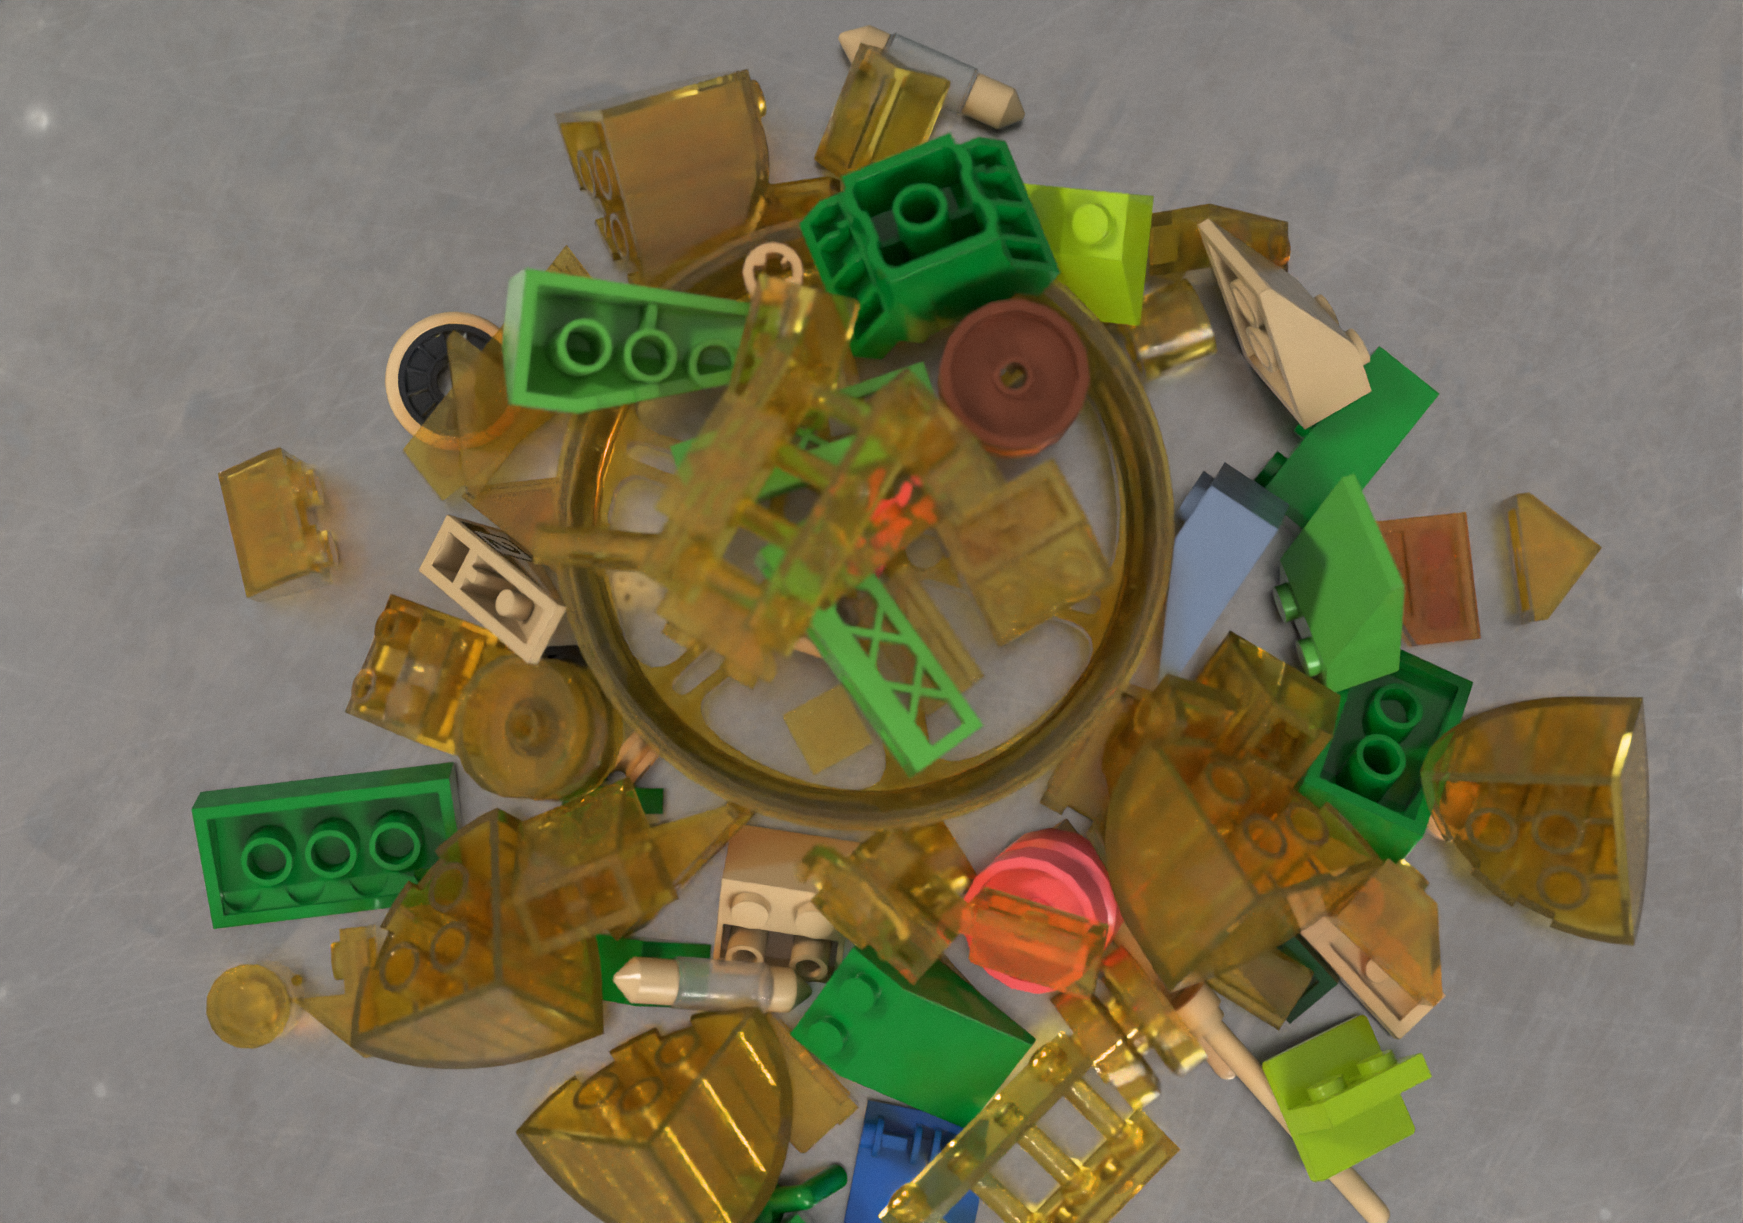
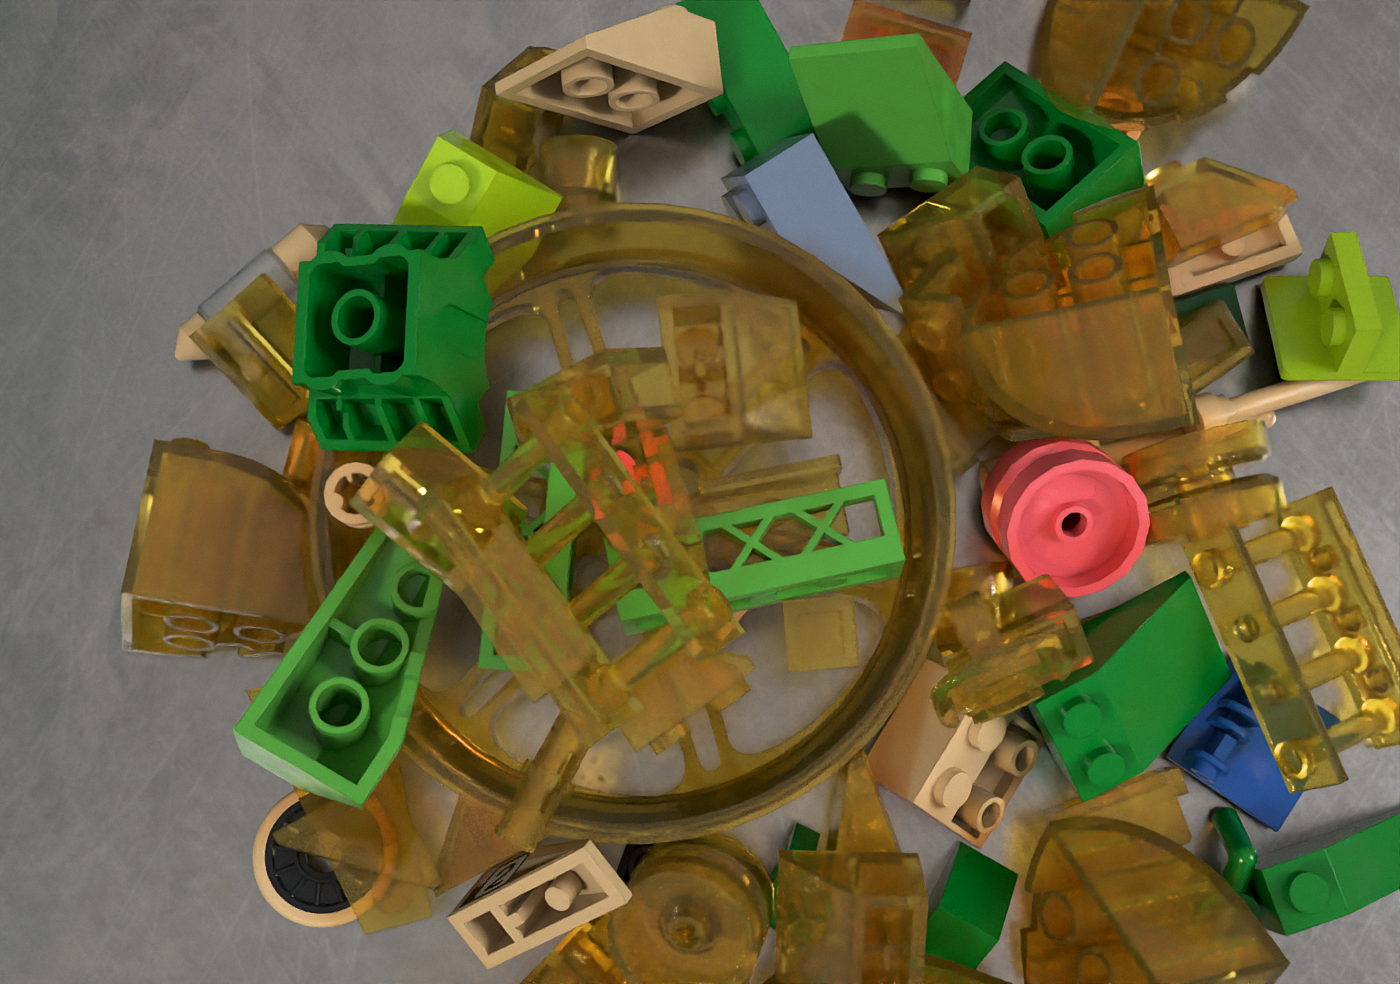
camera: 60 degrees left, 5 degrees down
(635, 758) = (758, 837): tan bush -> none
(711, 984) = (1006, 859): piece -> none
(1014, 338) = (553, 268): copper wheel -> none
(1034, 942) = (1098, 529): clear yellow panel -> none

